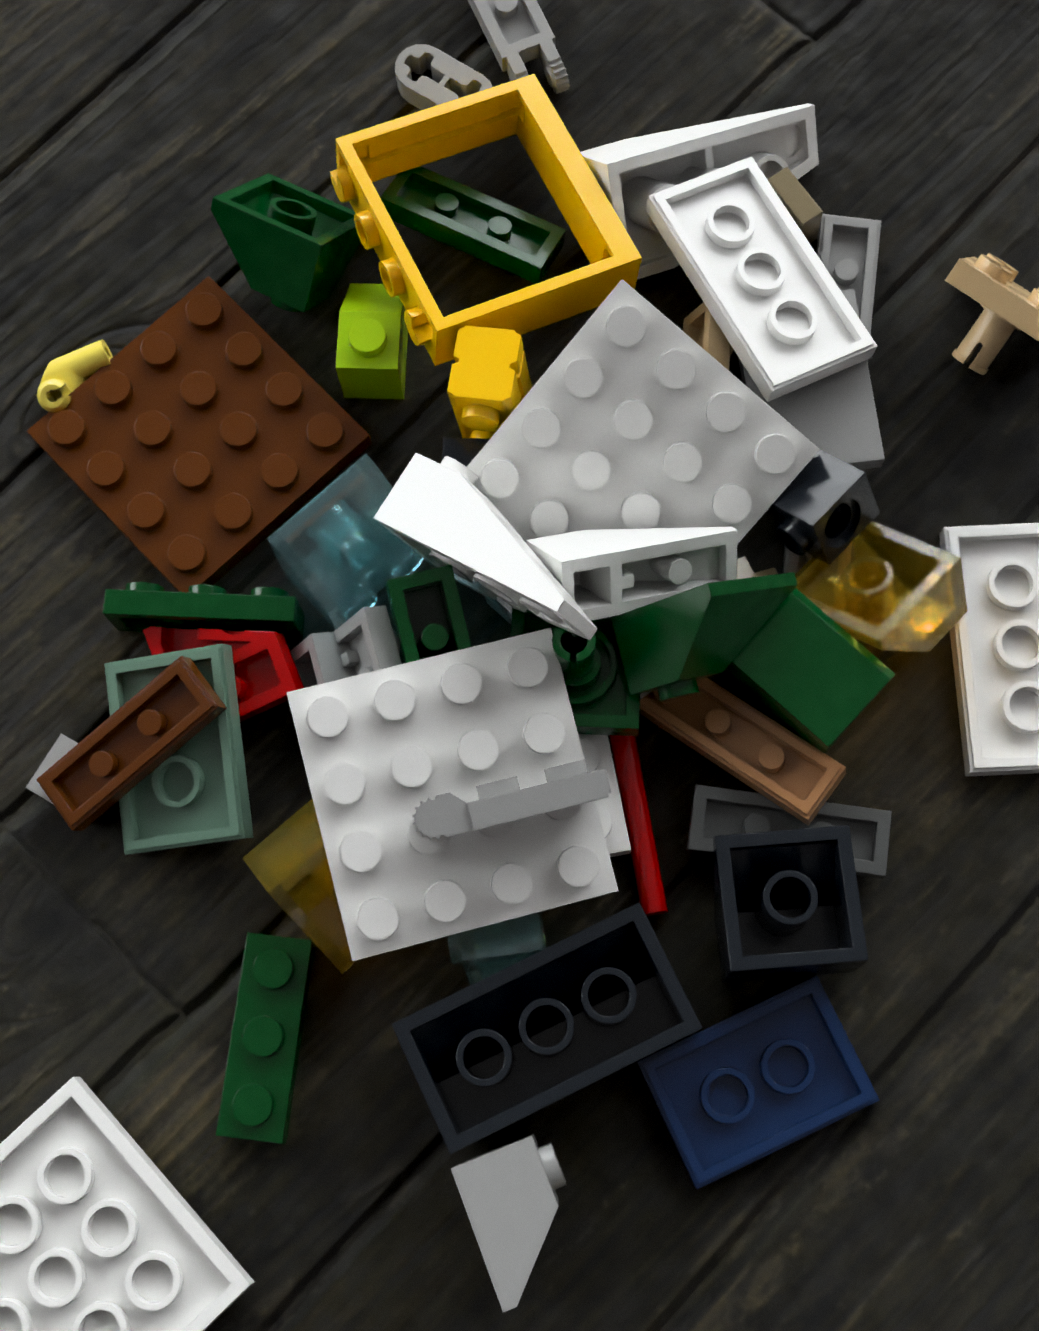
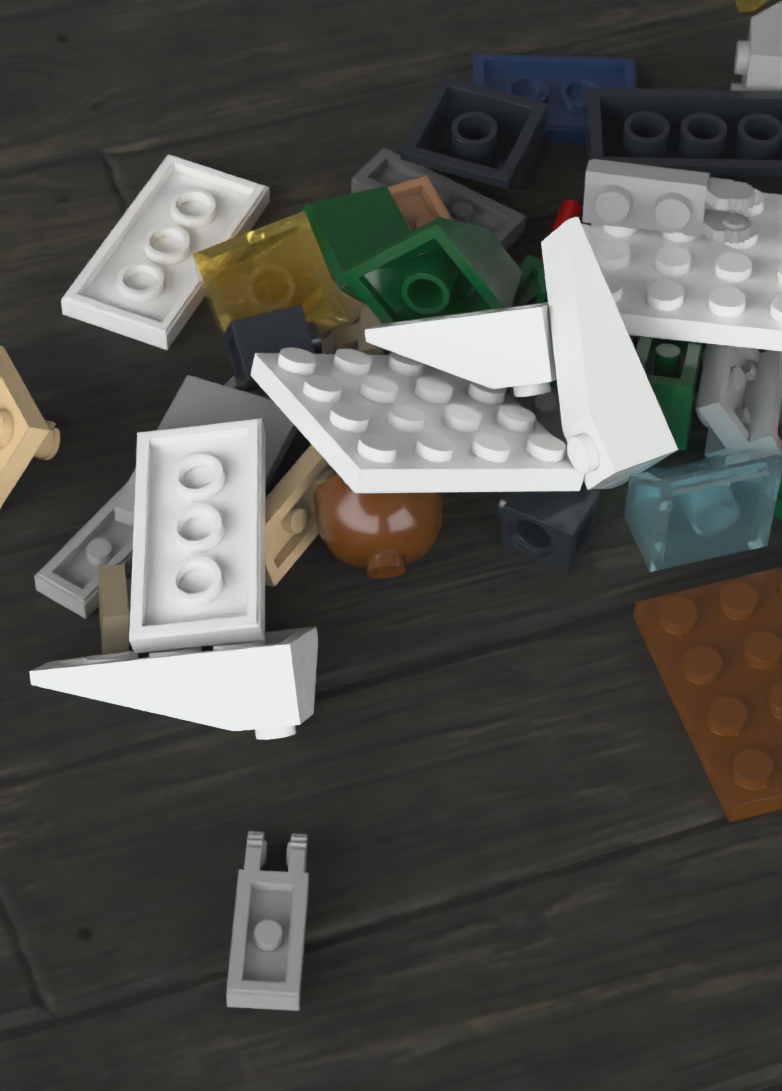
camera: 160 degrees left, 25 degrees down
(287, 240) = (624, 797): dark green slope -> none
(371, 343) = (587, 675): lime slope -> none
(449, 77) = (393, 887): light grey beam -> none
(458, 126) = (427, 585): yellow window -> none
(474, 222) = (434, 738): dark green plate -> none
(486, 379) = (506, 549): yellow brick -> none

